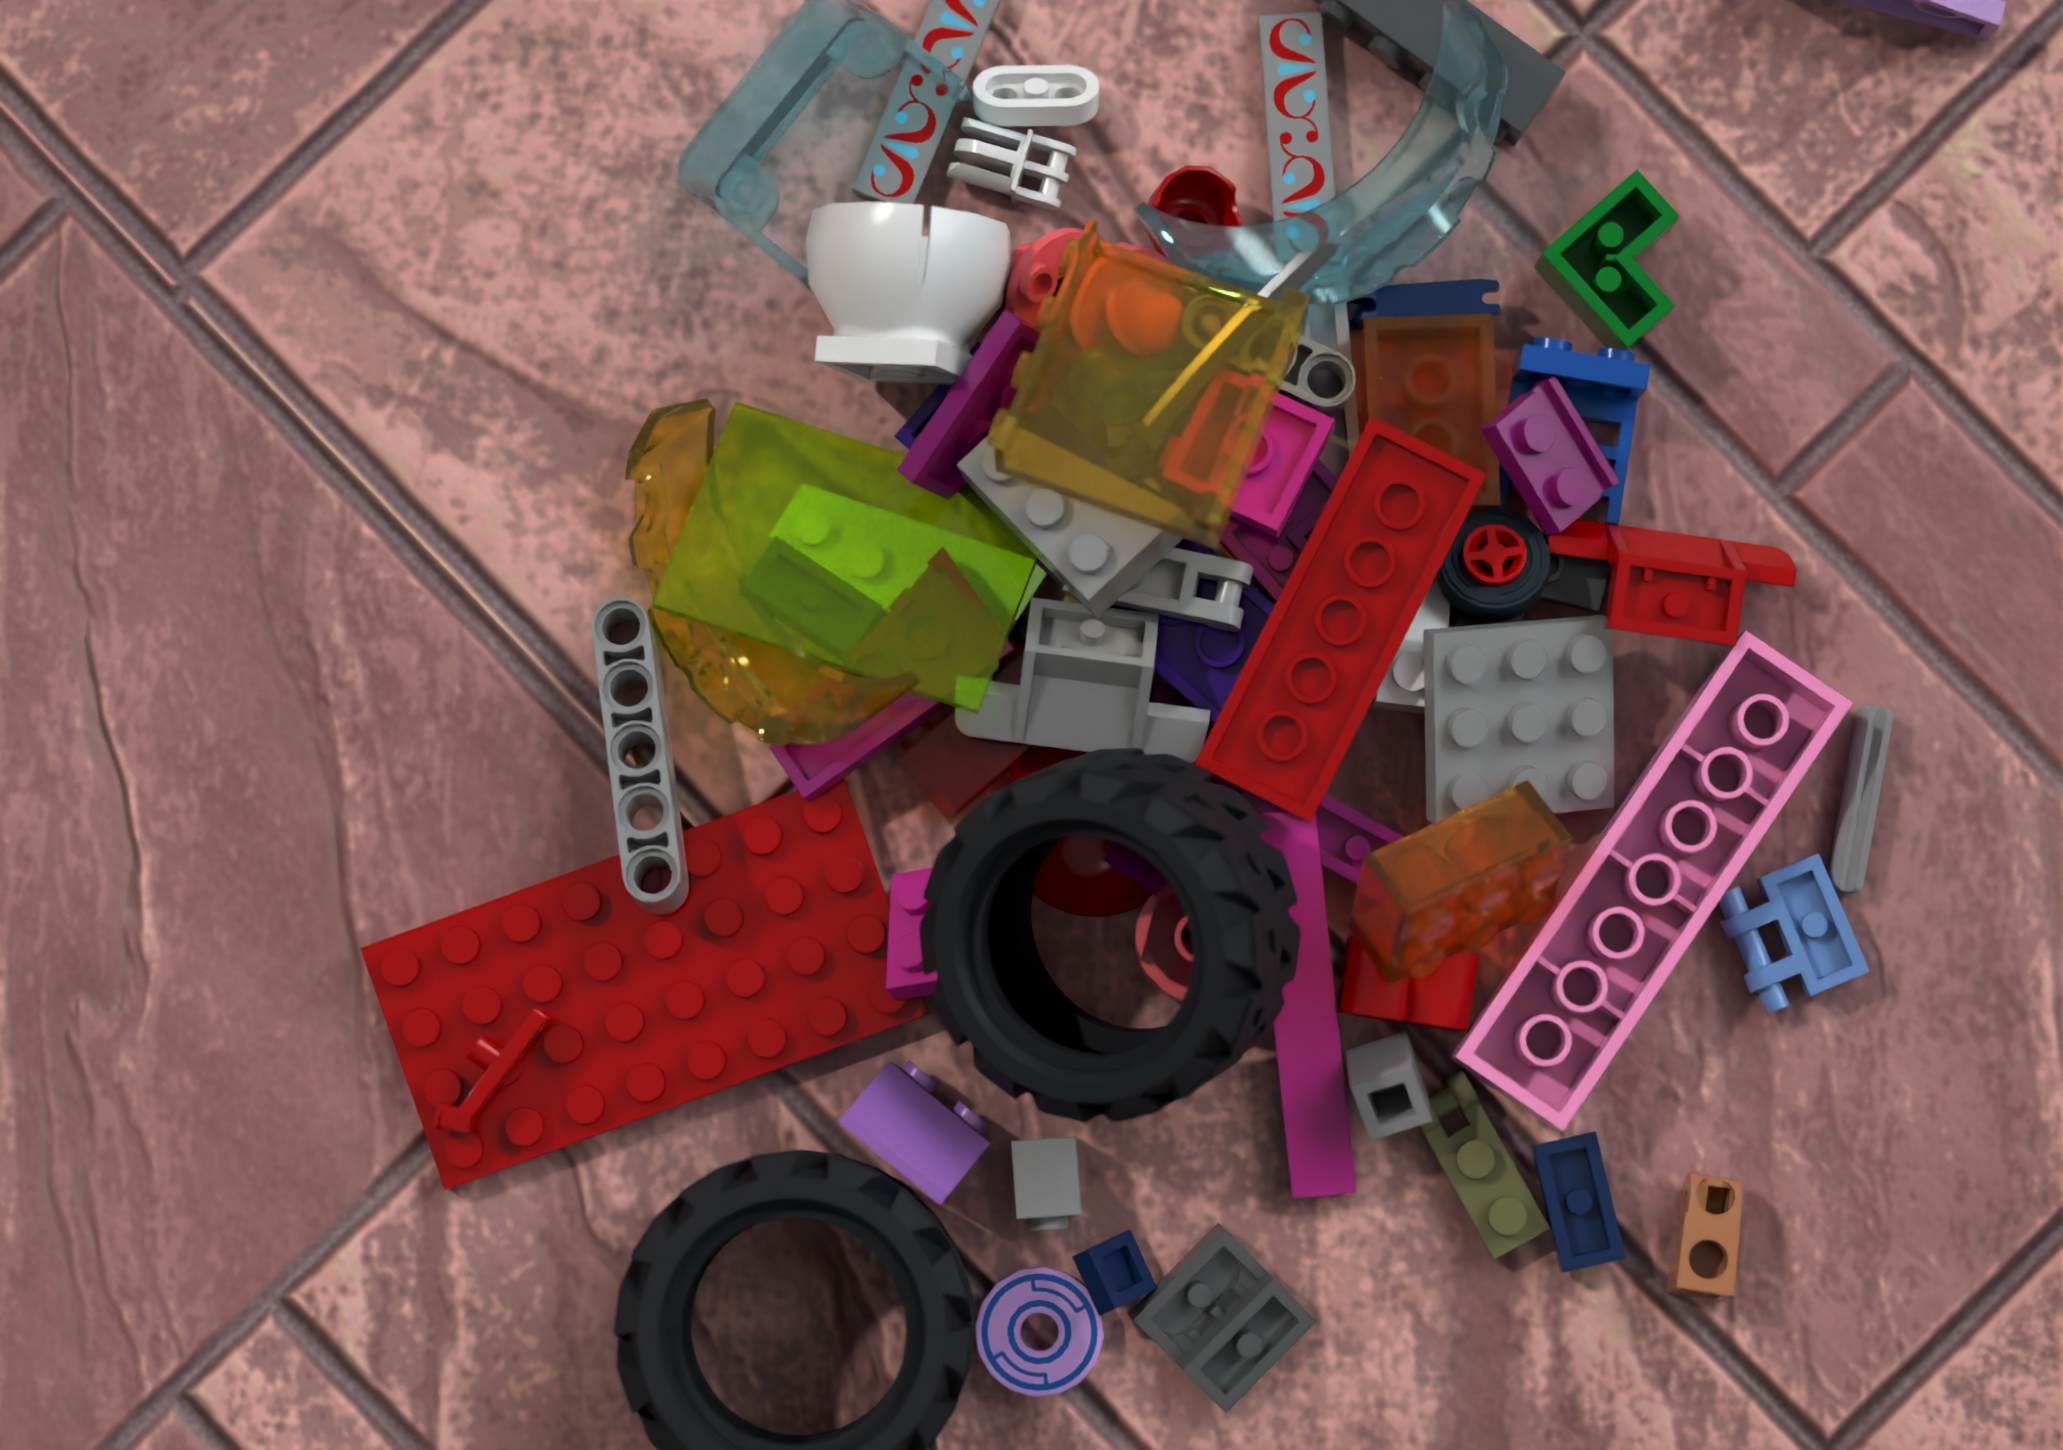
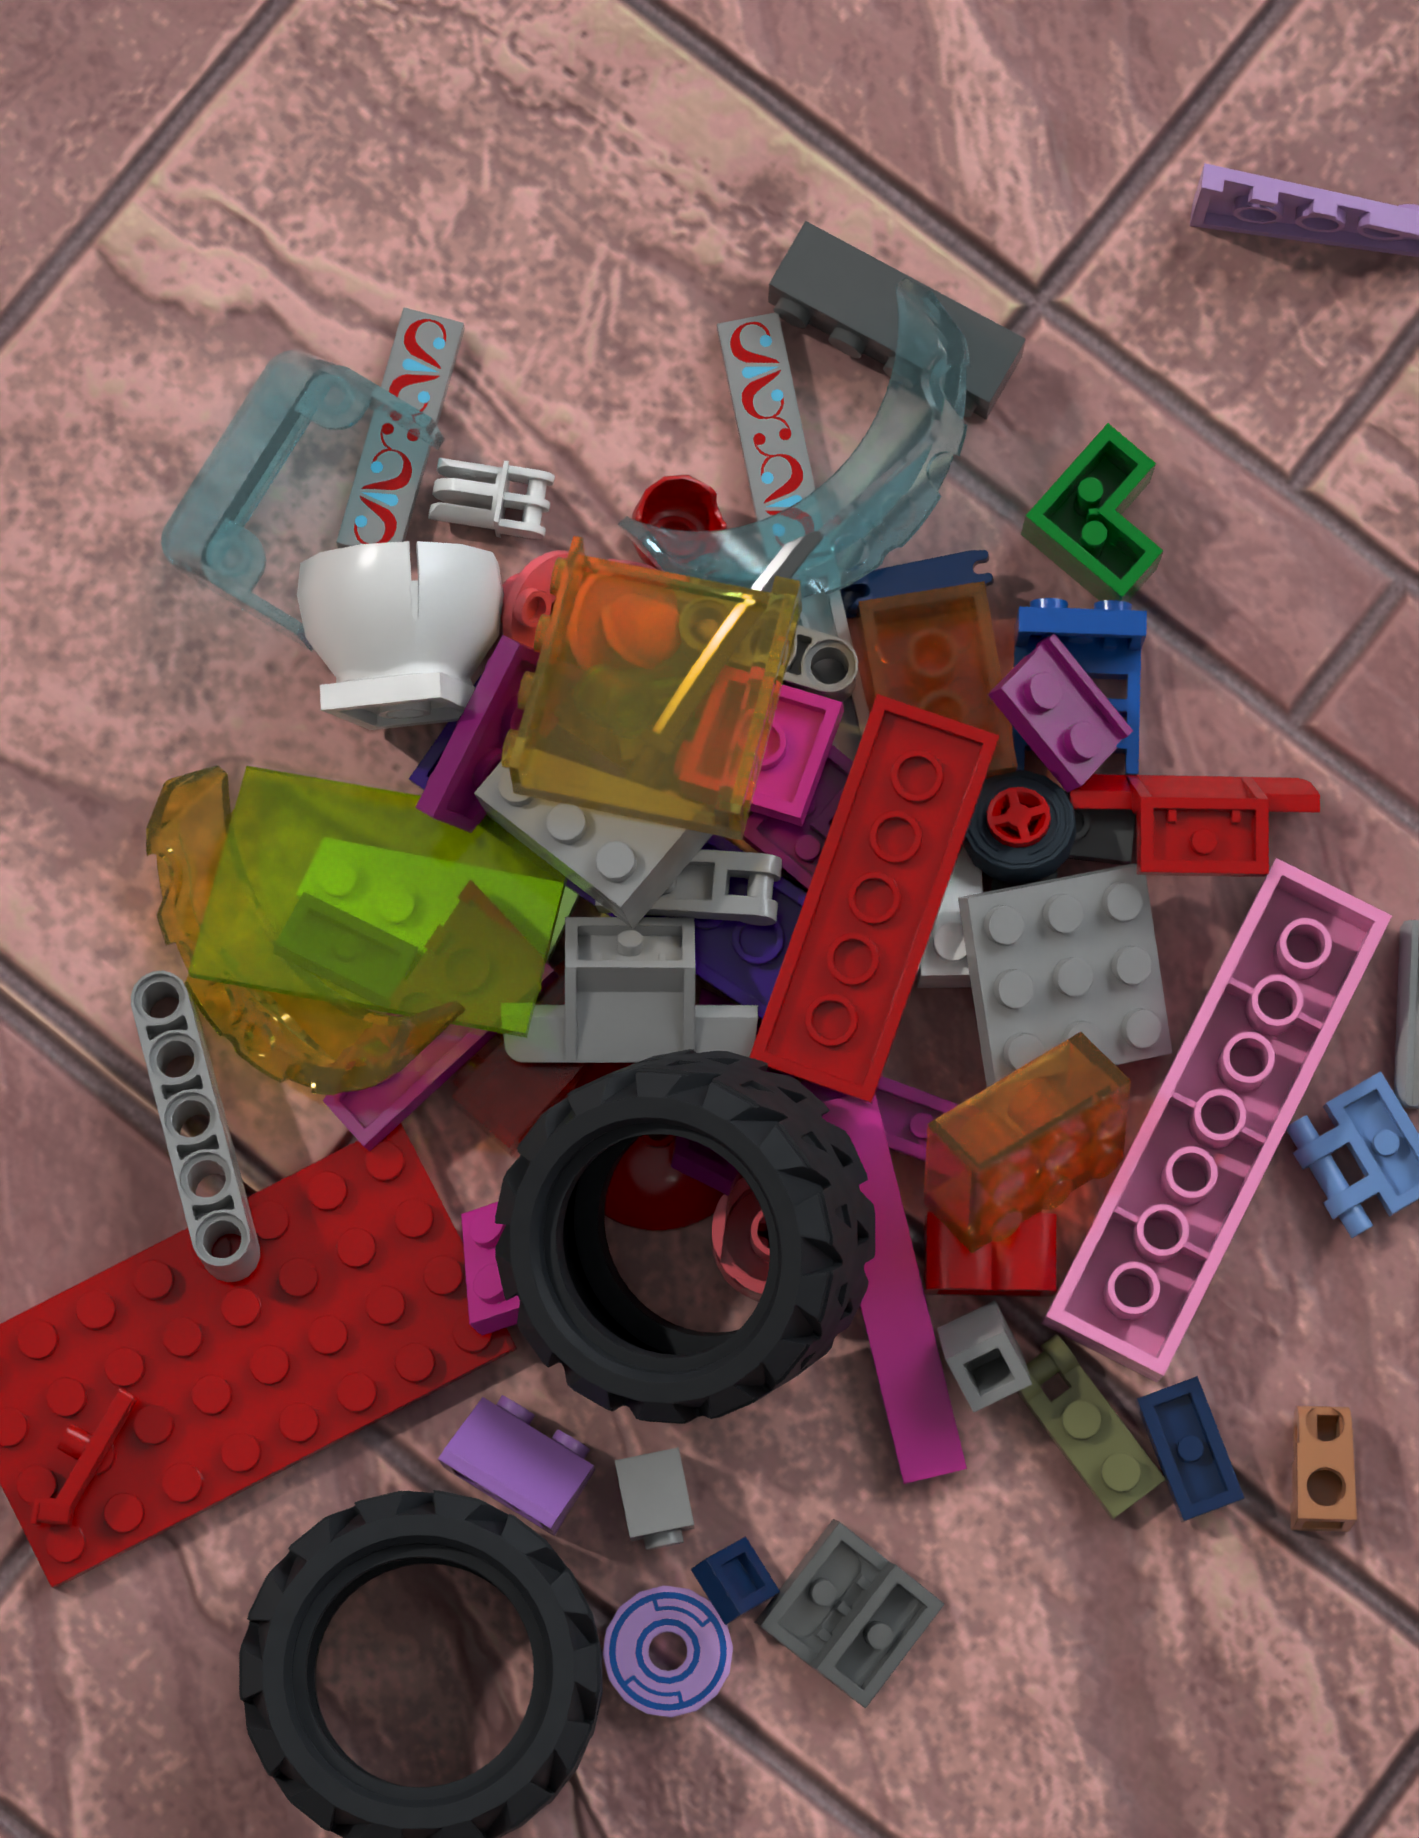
camera: 10 degrees left, 5 degrees down
(1036, 95) = (507, 428): white plate -> none

